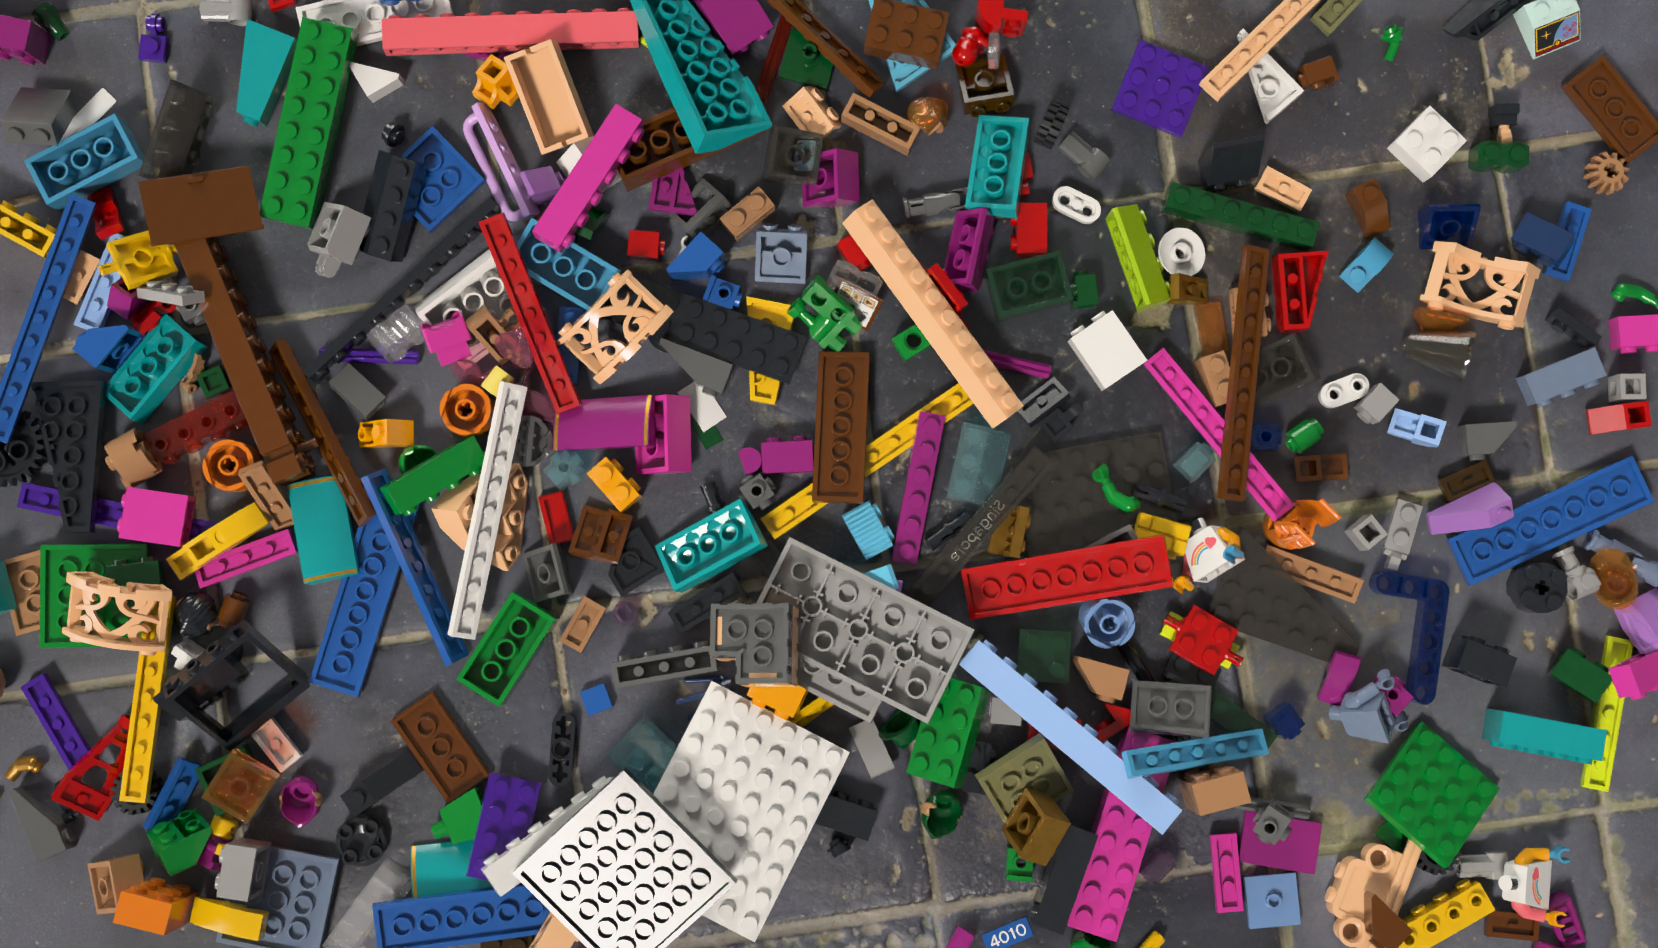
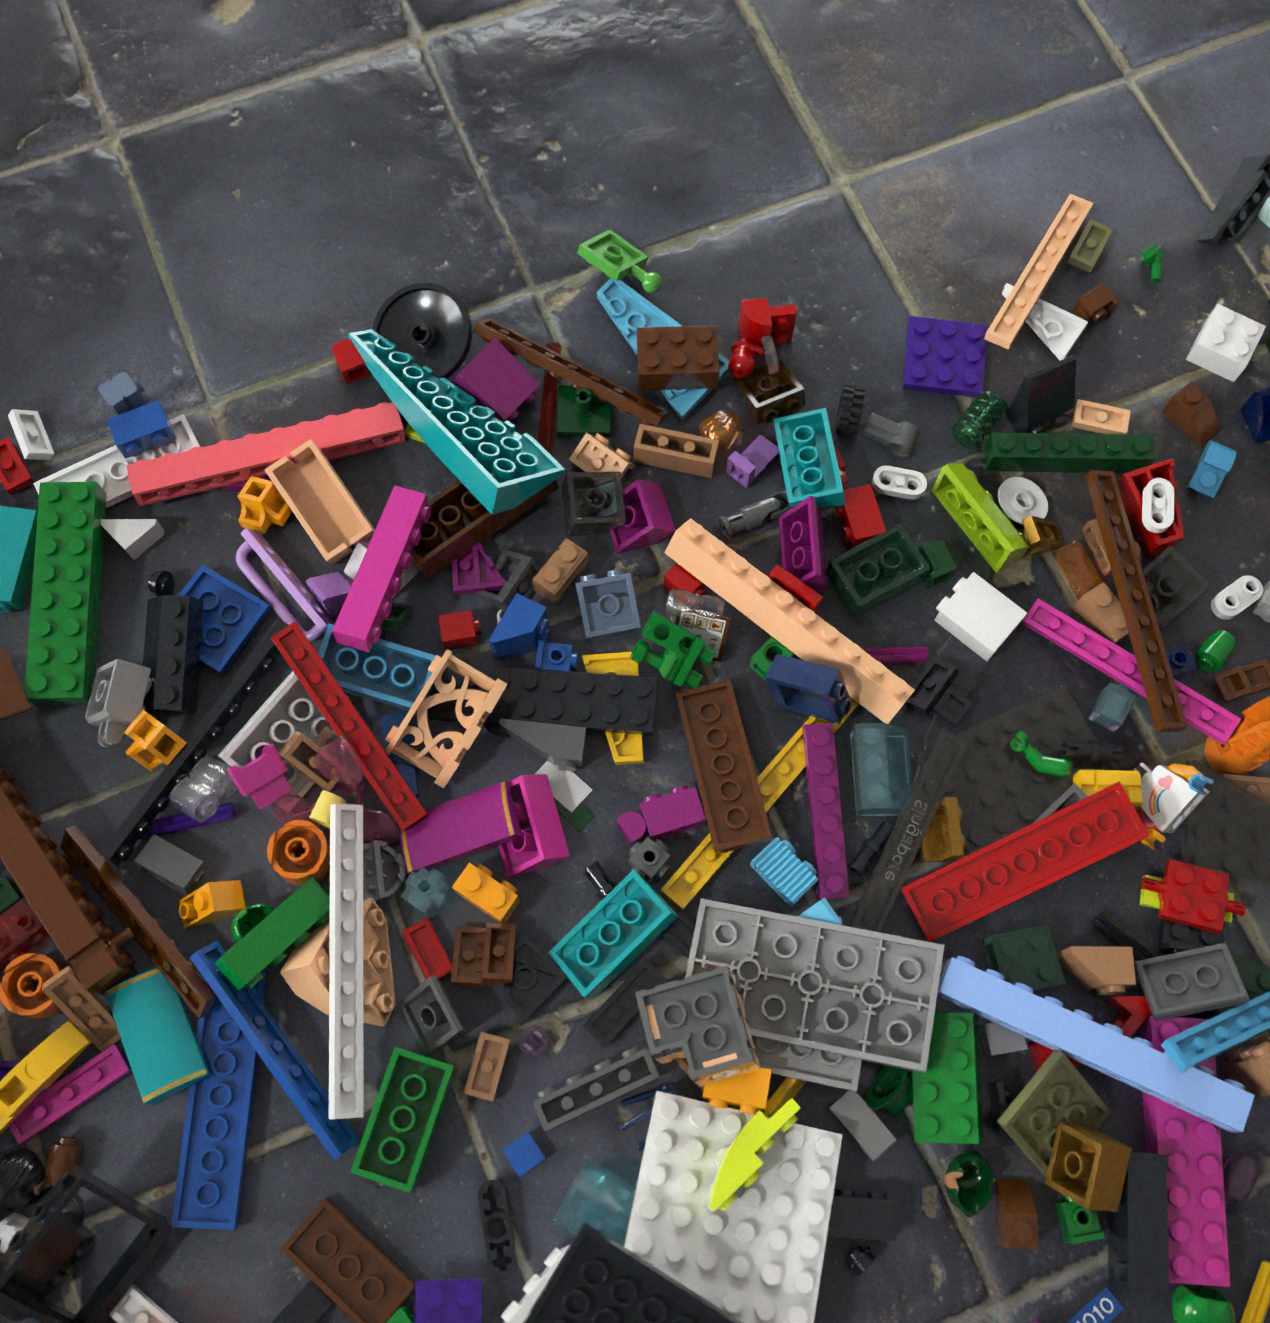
camera: 15 degrees left, 15 degrees down
(361, 284) = (152, 742): none -> light orange brick
(760, 753) = (740, 1161): none -> neon yellow slope
(932, 381) = (808, 688): none -> dark blue window
(949, 149) = (752, 461): none -> medium lavender bracket
(970, 846) = (1015, 1215): none -> reddish brown slope
(1107, 632) = (1082, 900): medium blue brick -> none
(1168, 161) = (979, 419): none -> clear green piece
(1295, 295) = (1159, 508): none -> white plate

